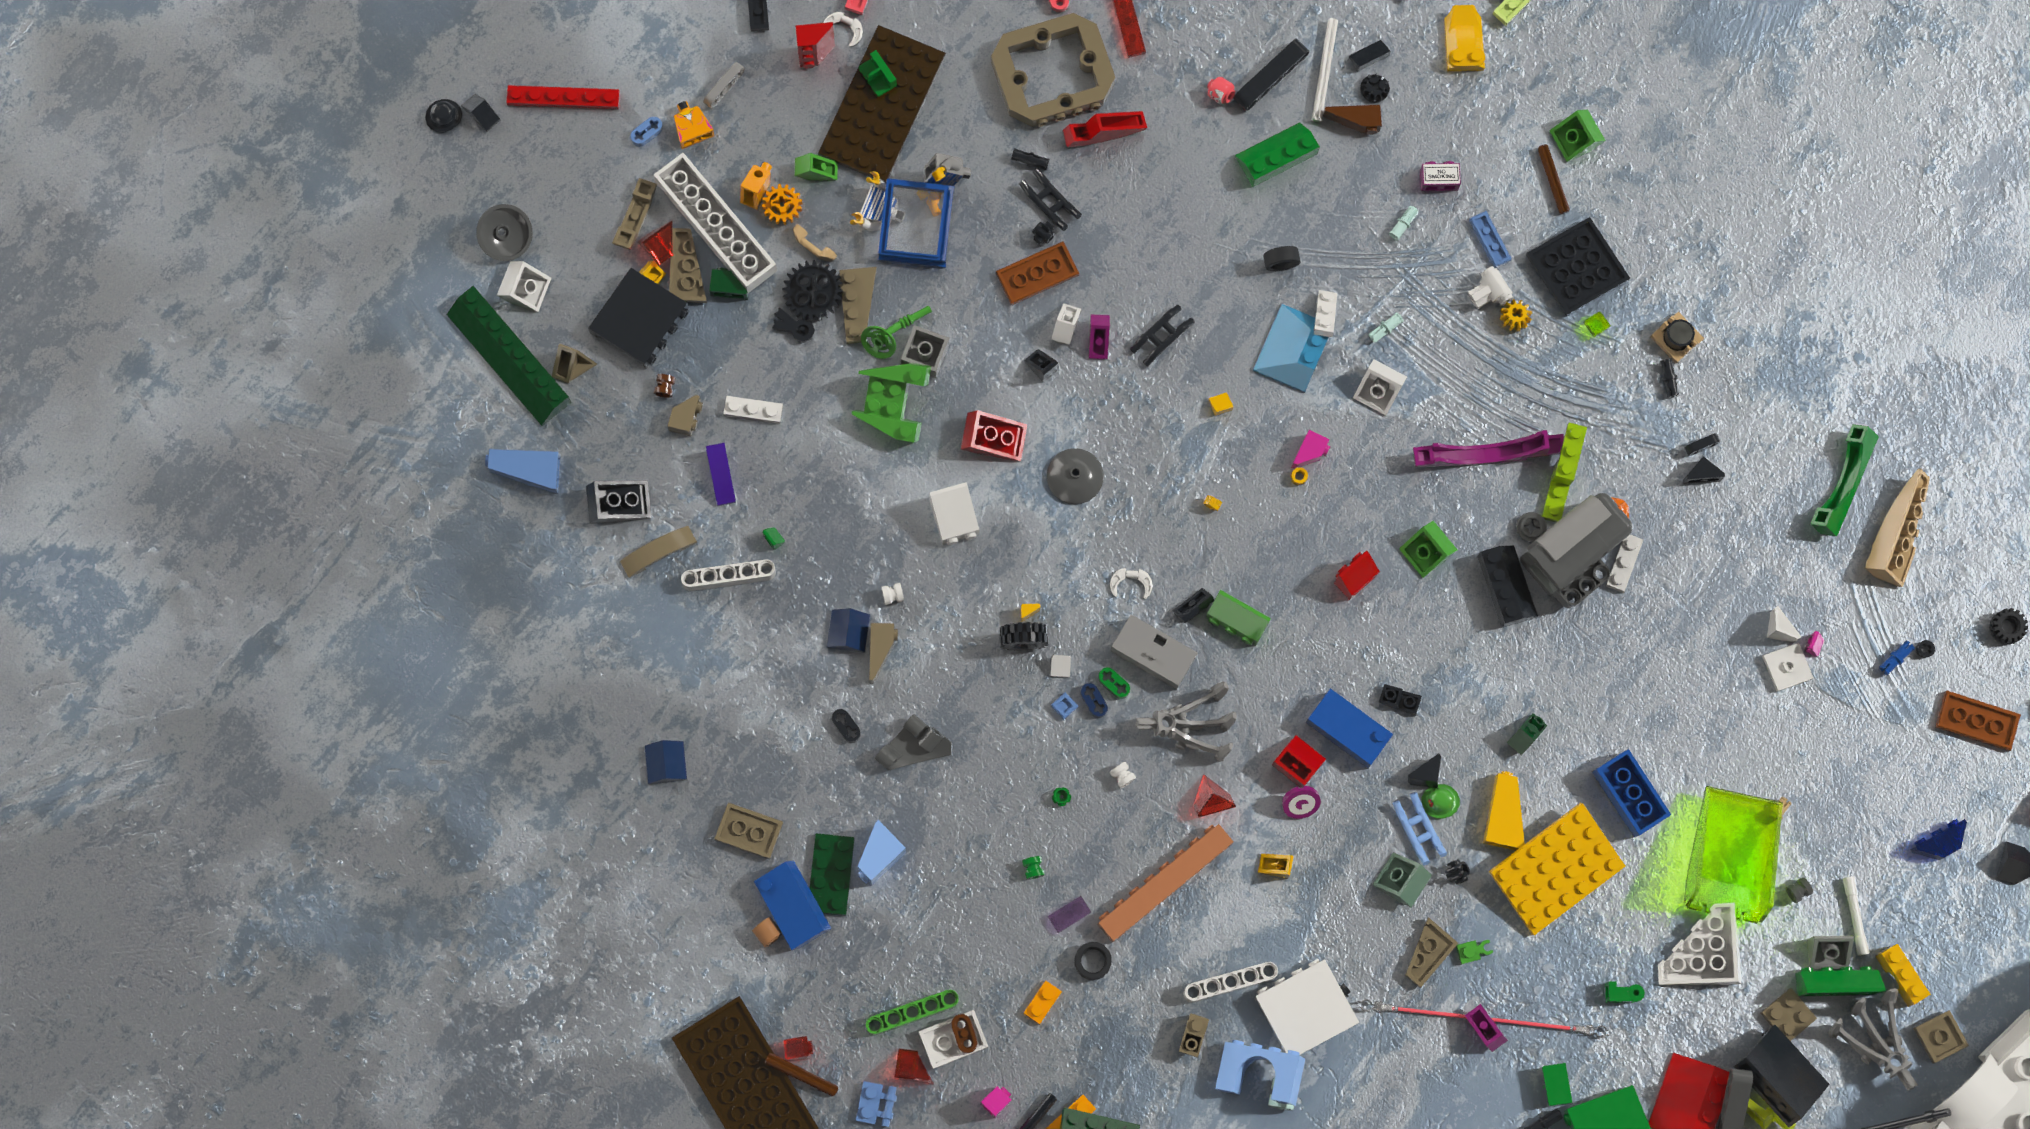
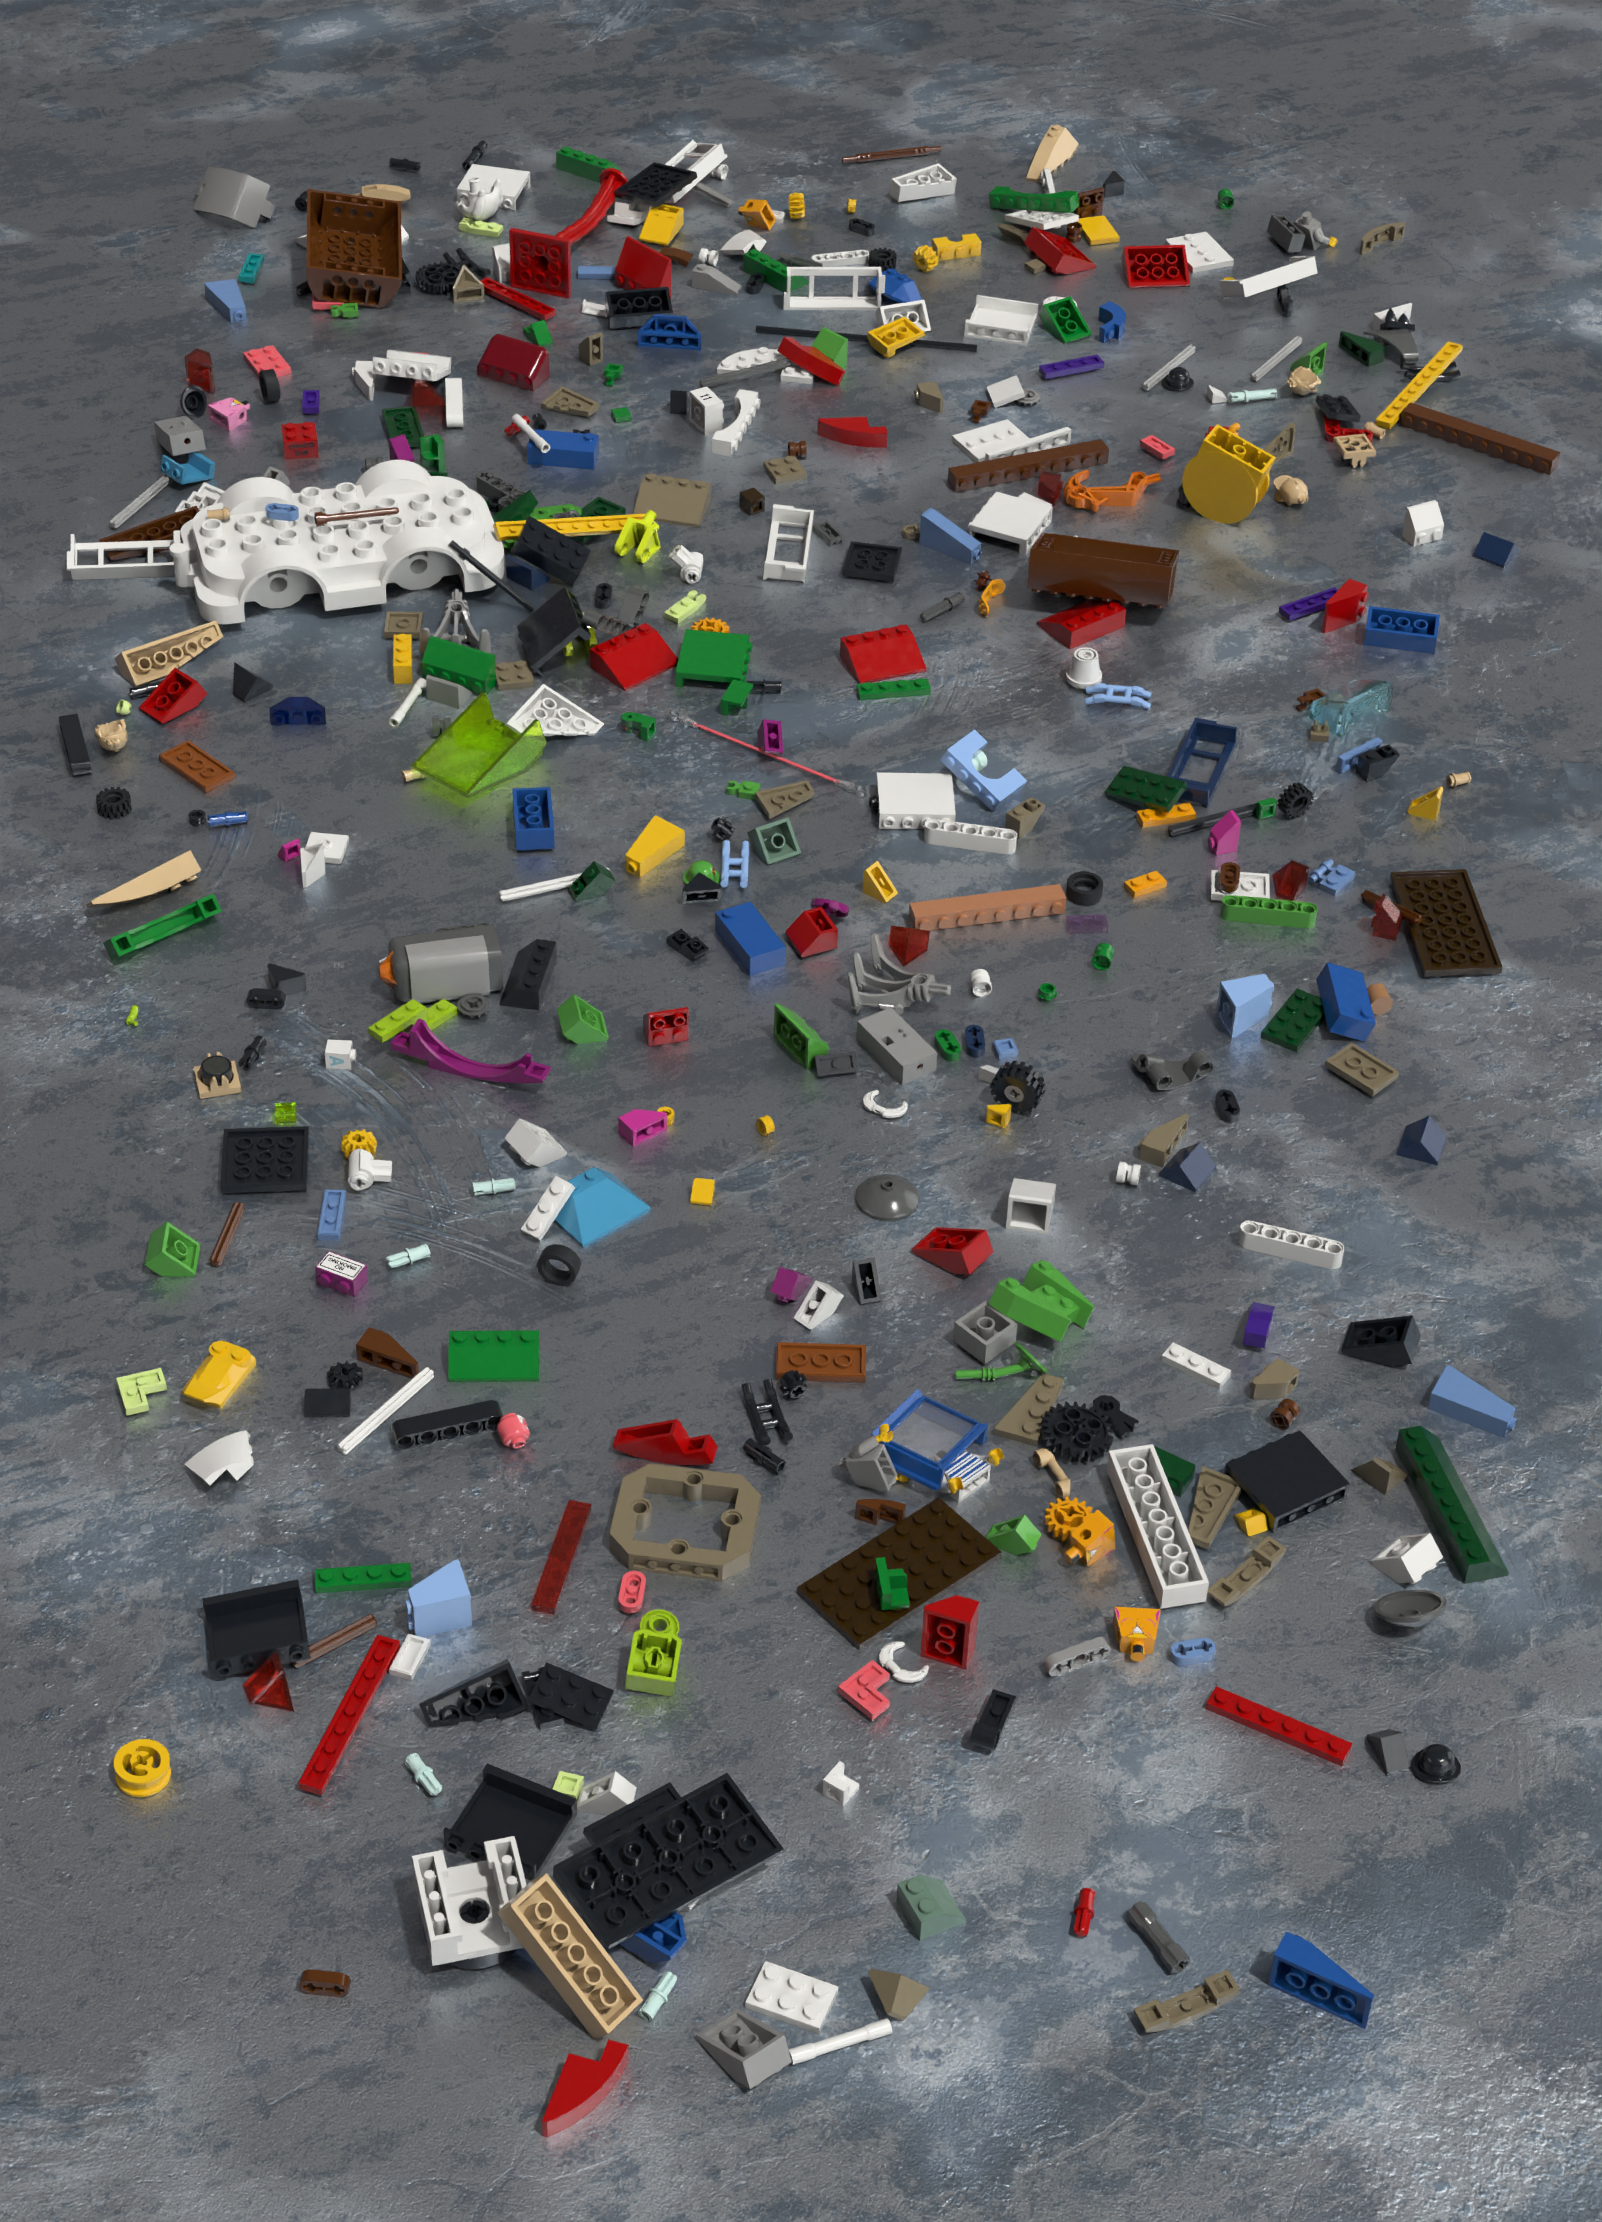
camera: 150 degrees left, 35 degrees down
(657, 550) = (1354, 1288): dark tan slope -> none
(659, 243) = (1234, 1535): clear red slope -> none
(773, 537) = (1228, 1258): green slope -> none
(926, 143) = (878, 1509): none -> reddish brown slope
(1150, 334) = (716, 1269): black piece -> none
(1557, 868) = (635, 799): yellow plate -> none
(1562, 718) = (538, 888): none -> white axle
(1598, 409) = (339, 1054): none -> white brick
(1796, 375) = (132, 1015): none -> lime piece

